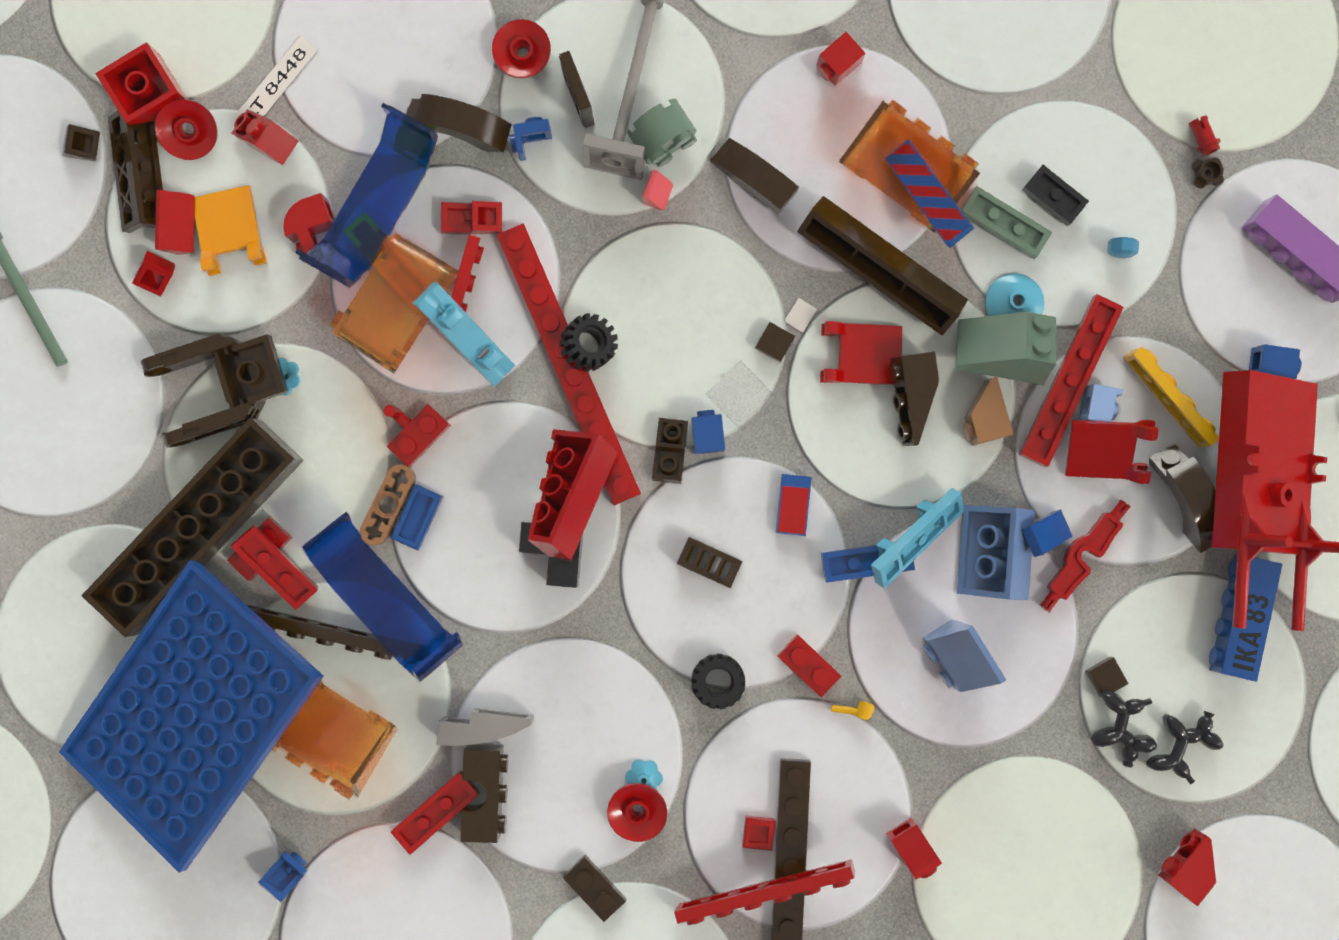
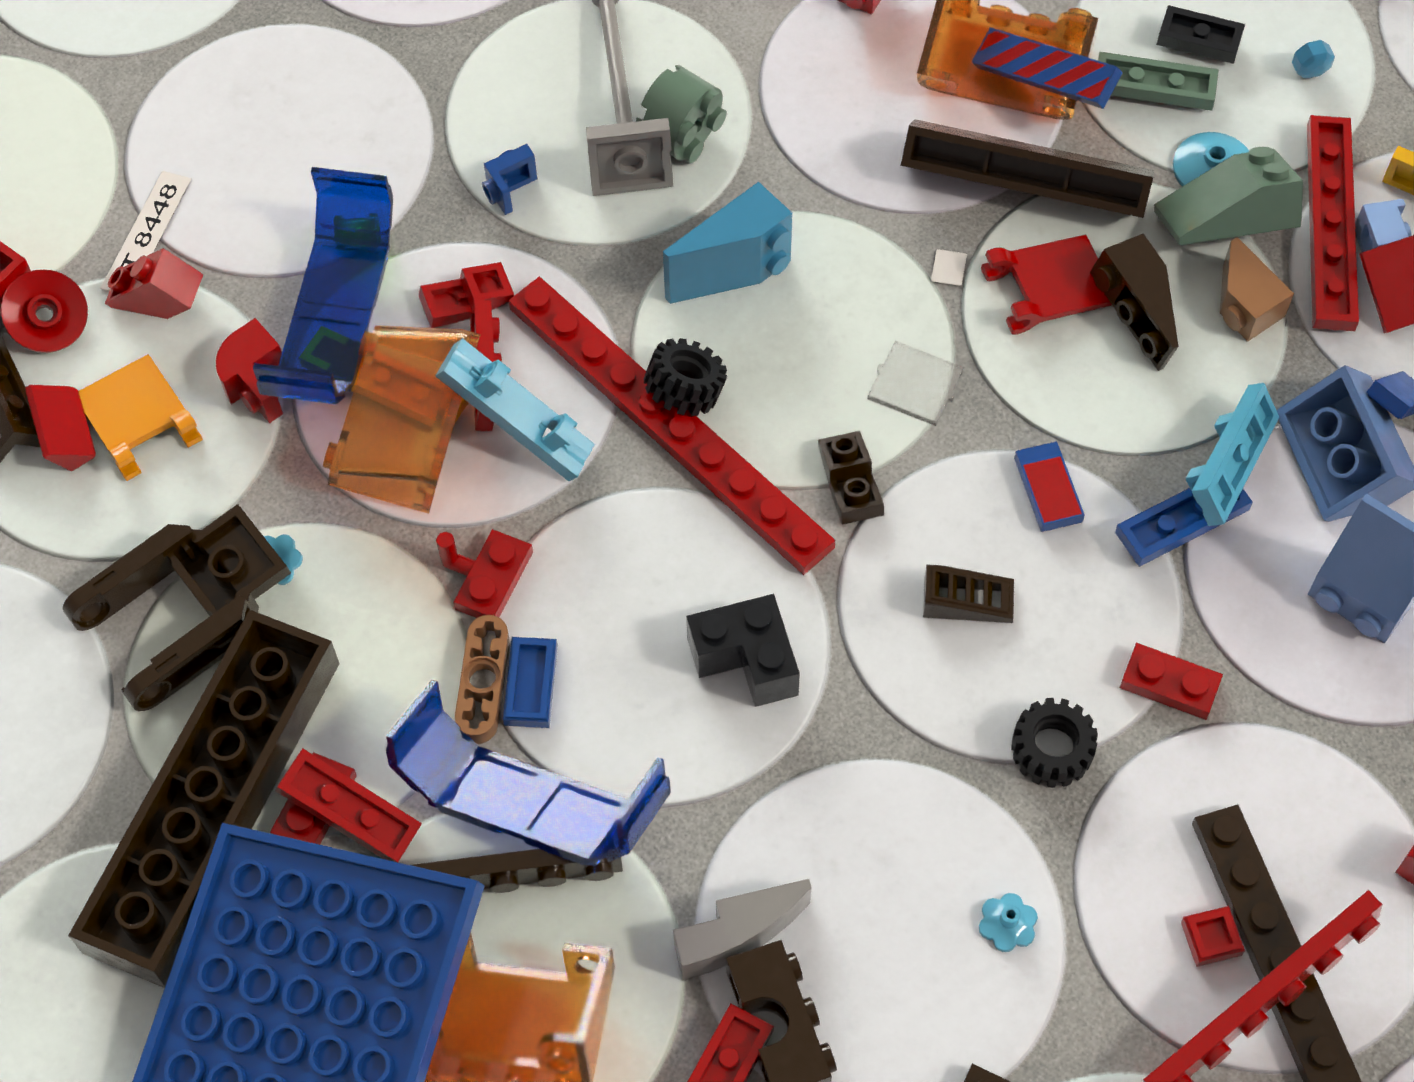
camera: 15 degrees left, 25 degrees down
(153, 273) = (47, 499): red slope -> none
(461, 121) = (427, 179): dark brown arch -> none
(516, 36) = (459, 77): red dish -> none
(569, 491) = (740, 540): red wedge -> none
(576, 89) = (552, 102): dark brown tile -> none
(632, 824) = (1041, 948): red dish -> none
(657, 190) = (699, 186): coral slope -> none
(659, 256) = (731, 248): none -> dark azure slope
(708, 432) = (893, 435): blue brick -> none
(755, 175) = (819, 128): dark brown slope -> none
(774, 342) = (930, 305): dark brown tile -> none
(863, 711) = (1276, 715): yellow hand -> none

